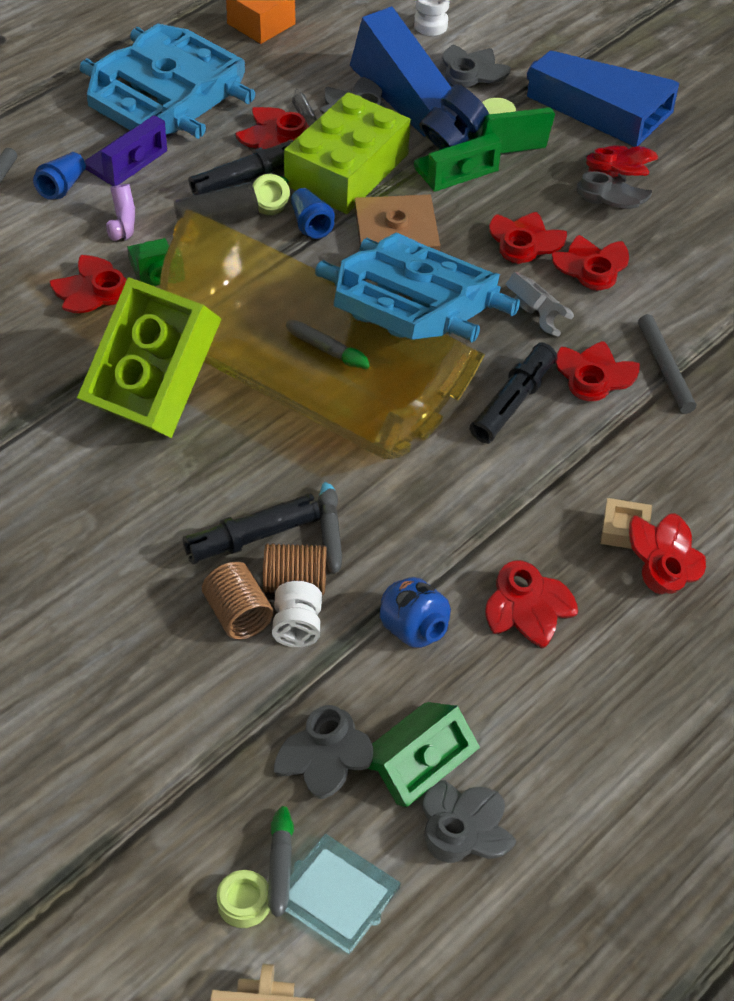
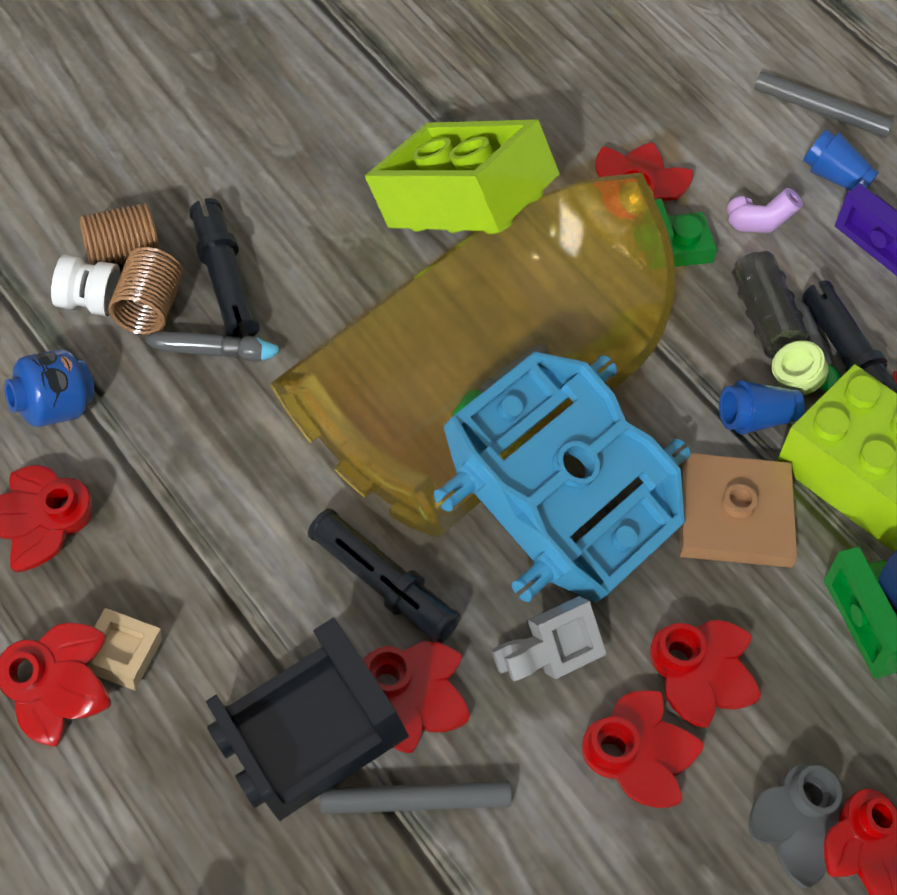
camera: 95 degrees right, 5 degrees up
(648, 405) = (307, 726): none -> black panel

